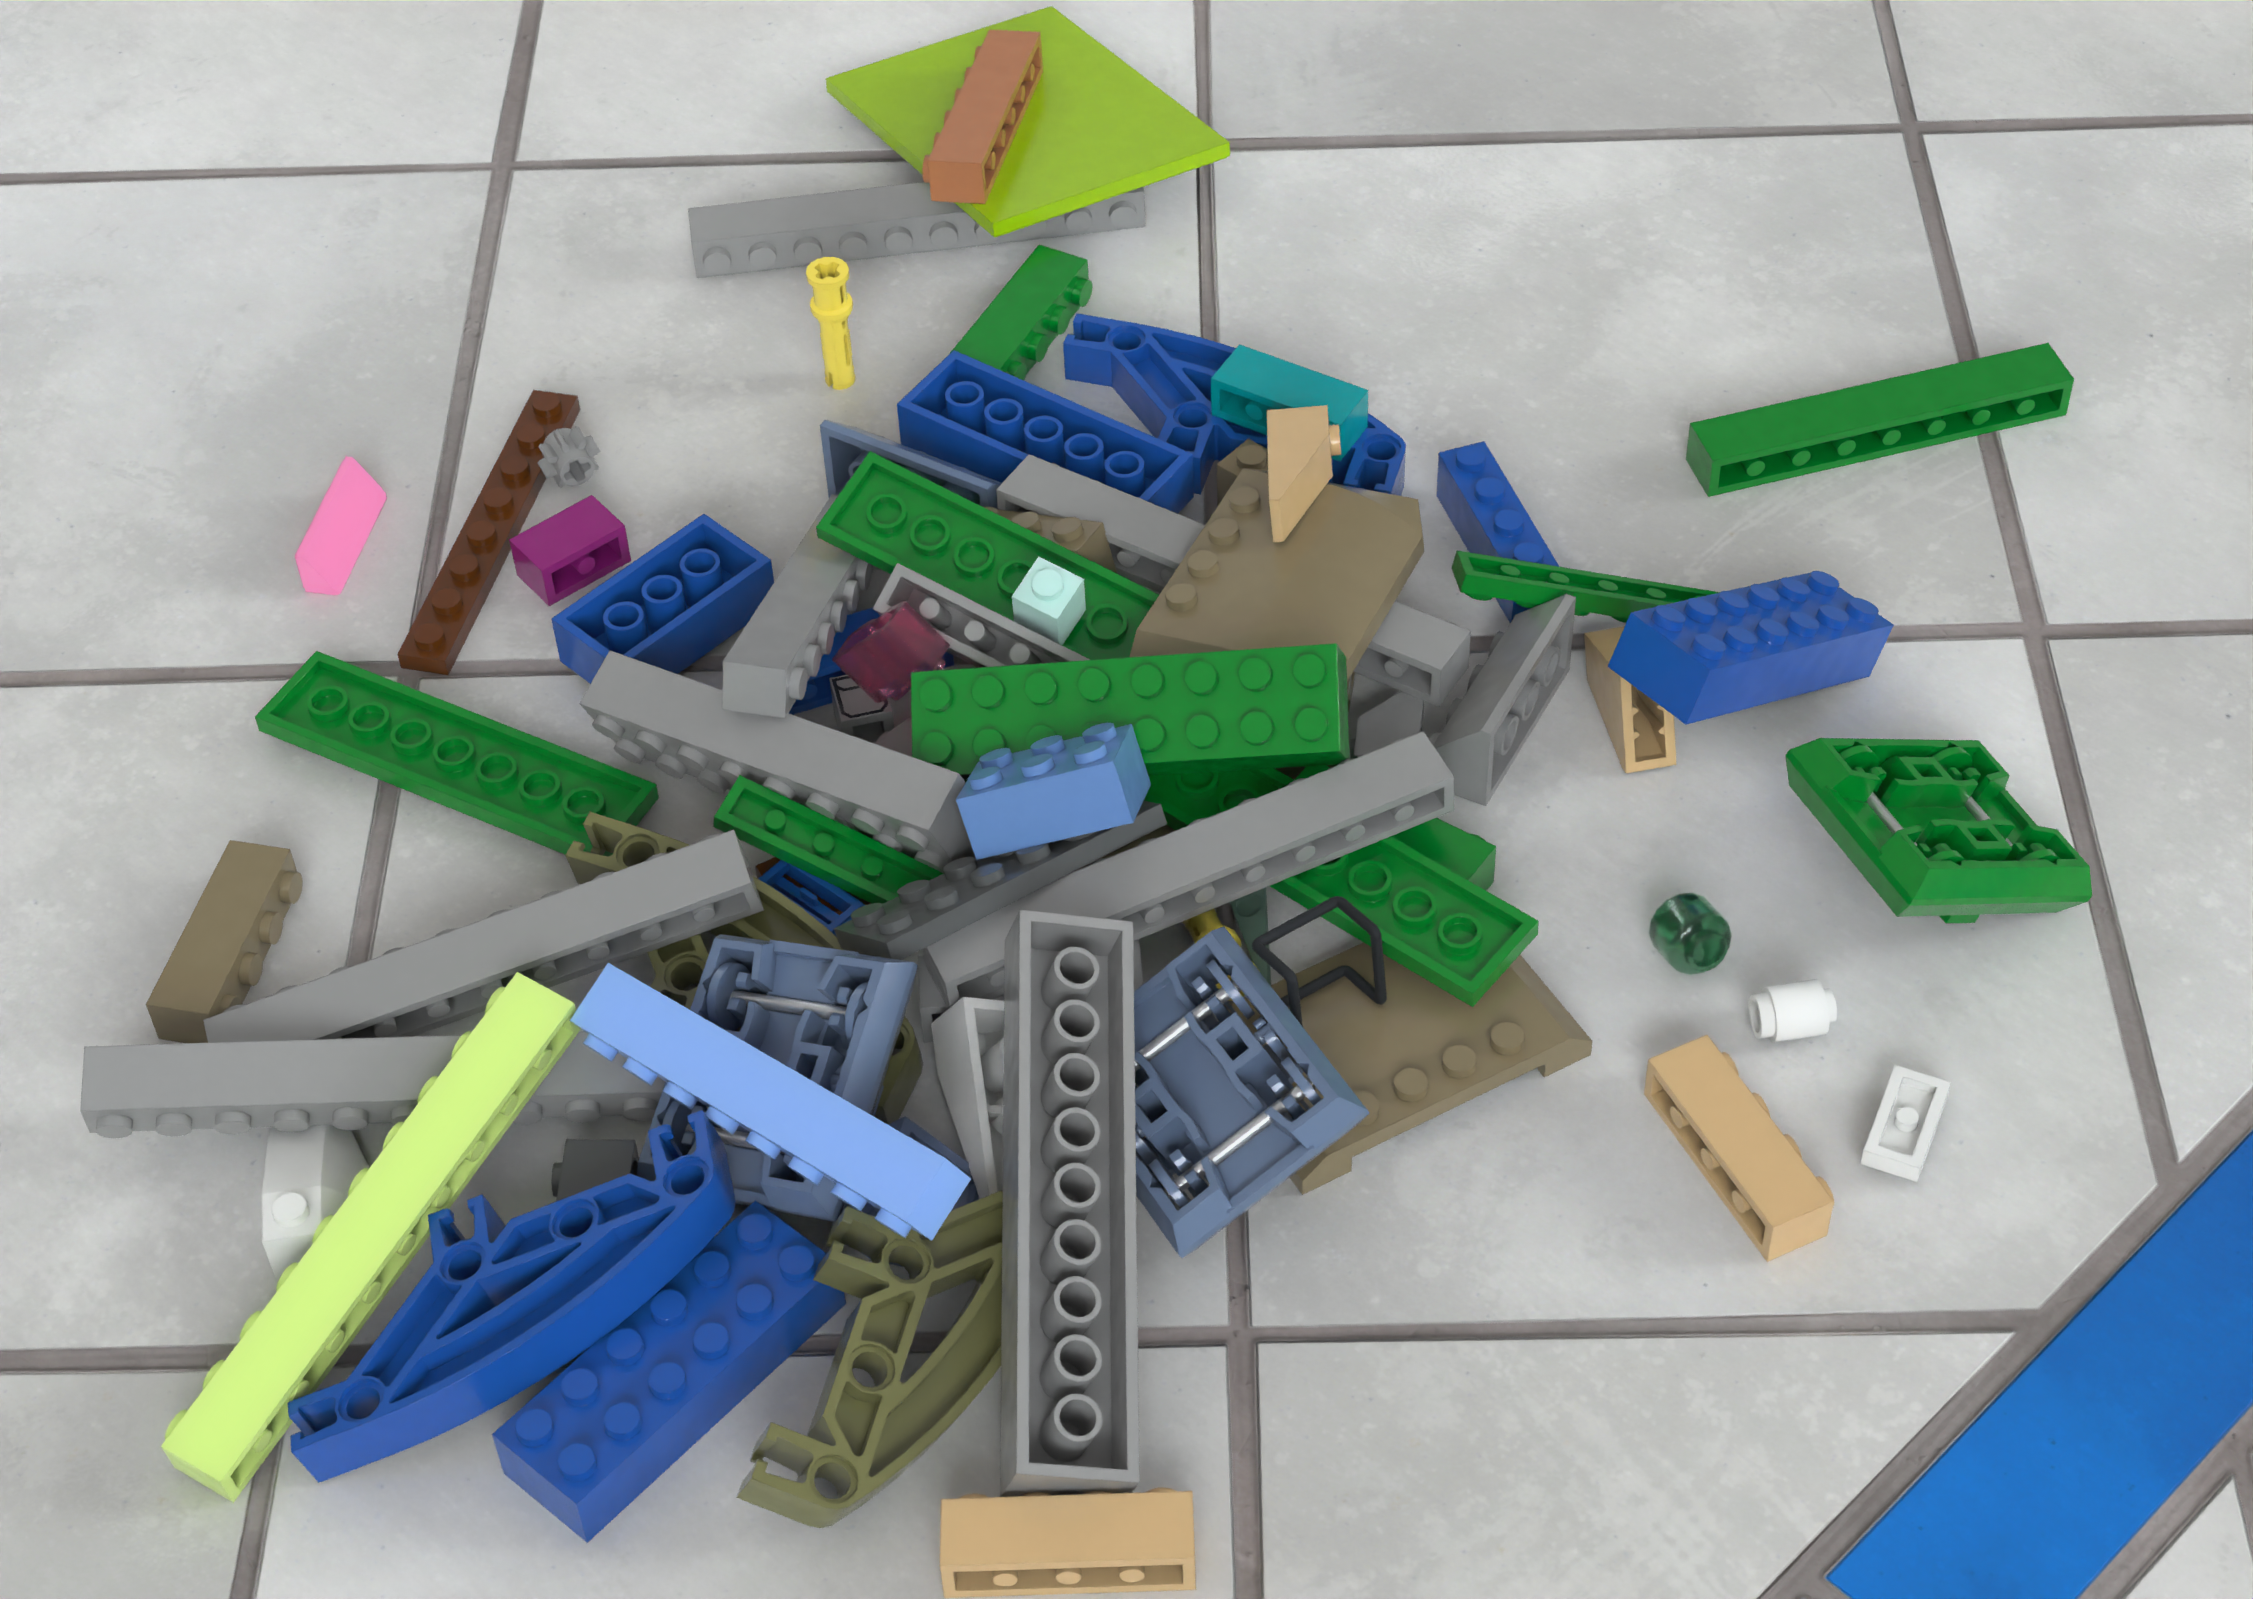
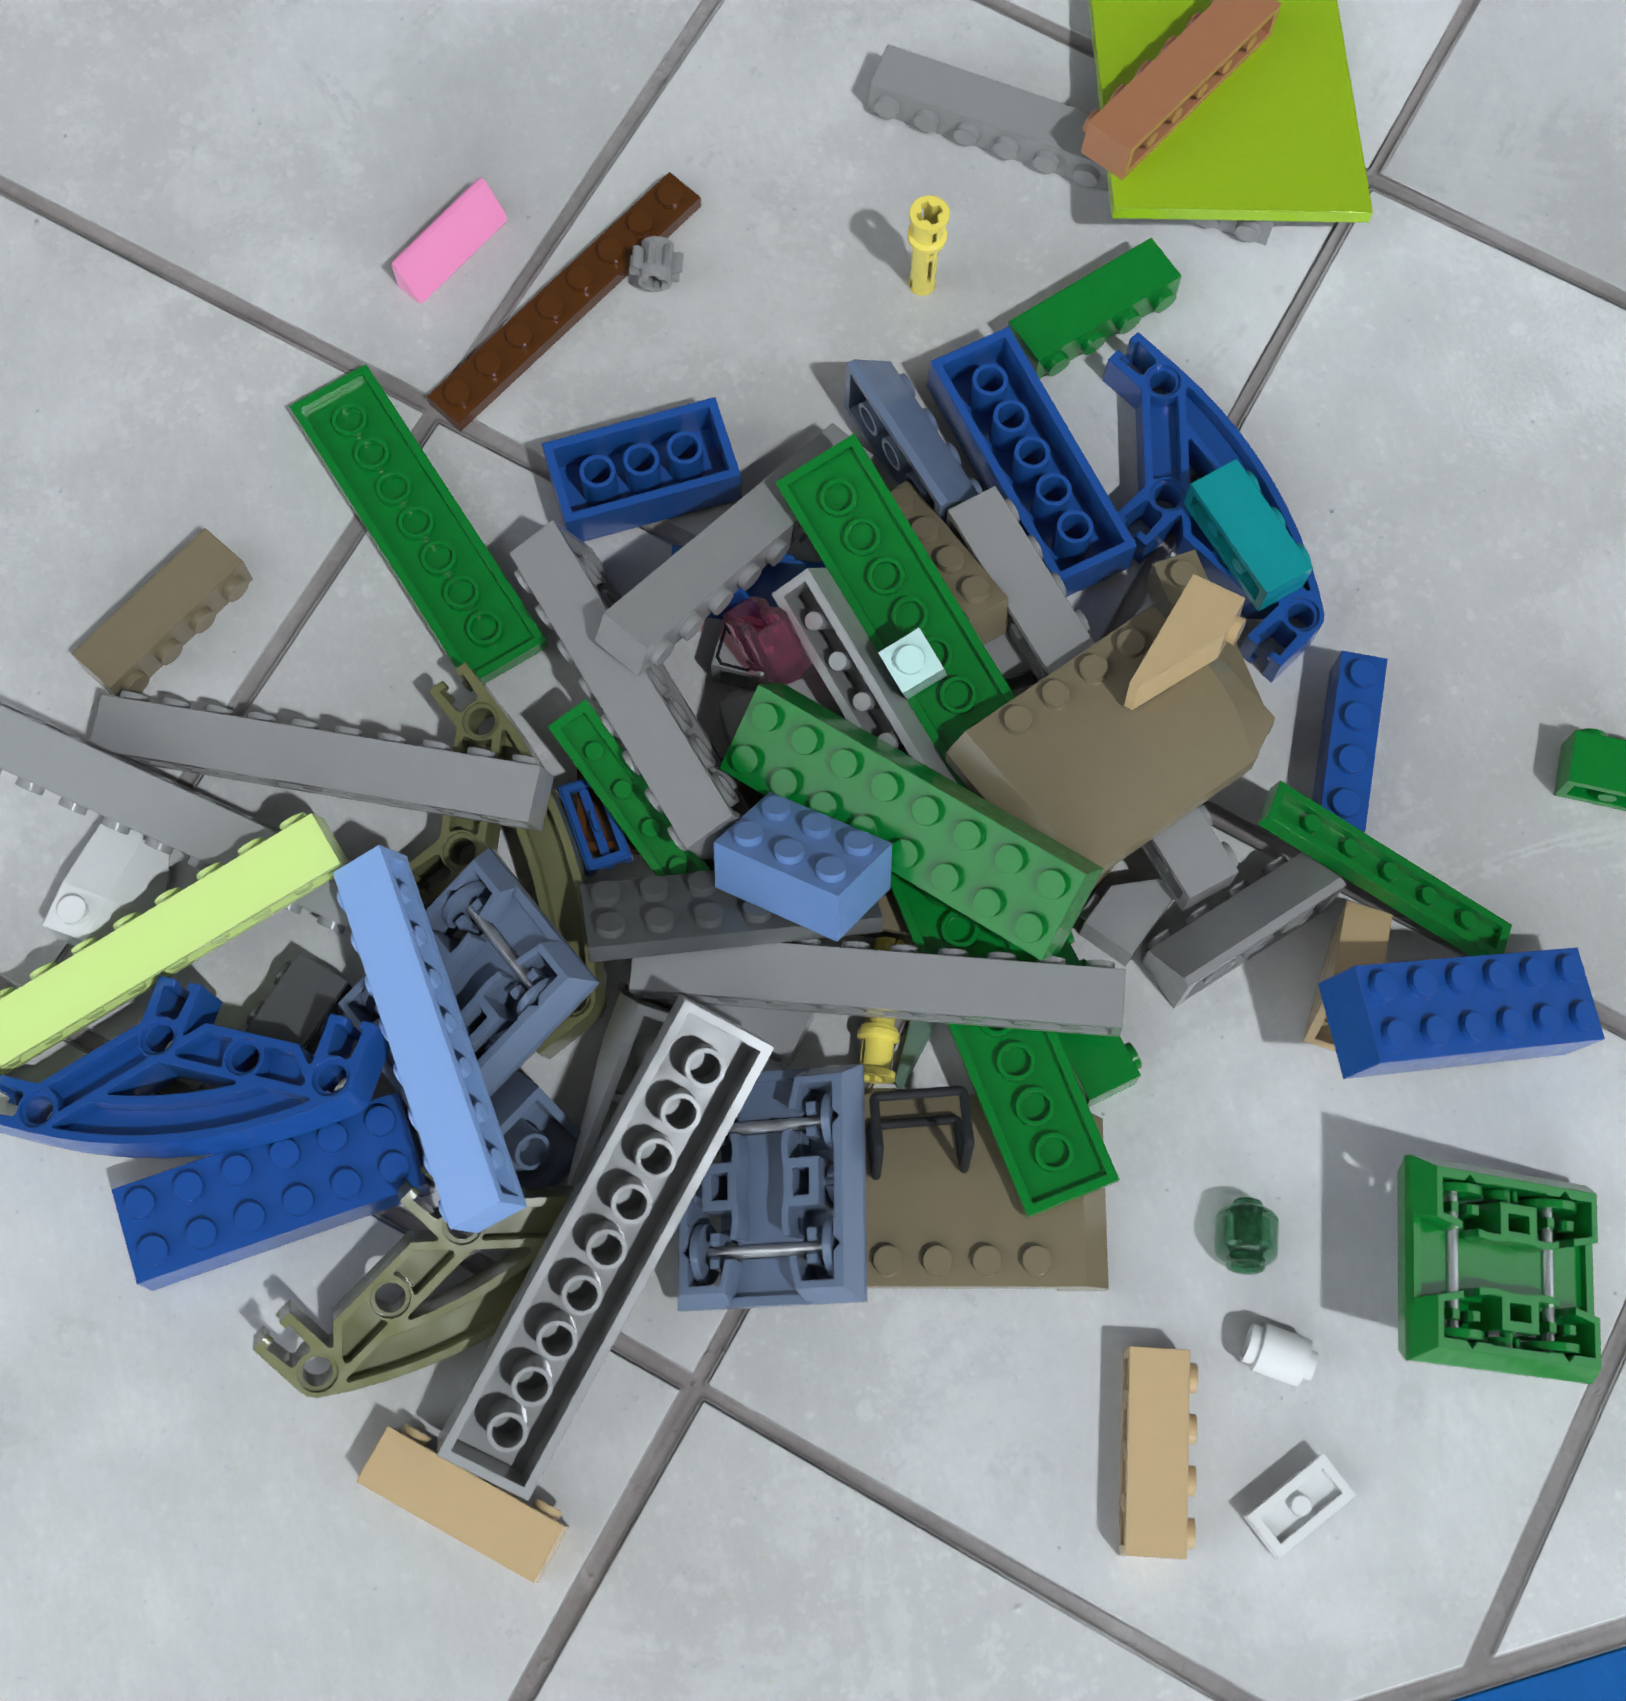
camera: 25 degrees right, 25 degrees up
(570, 550) = (608, 361): magenta brick -> none

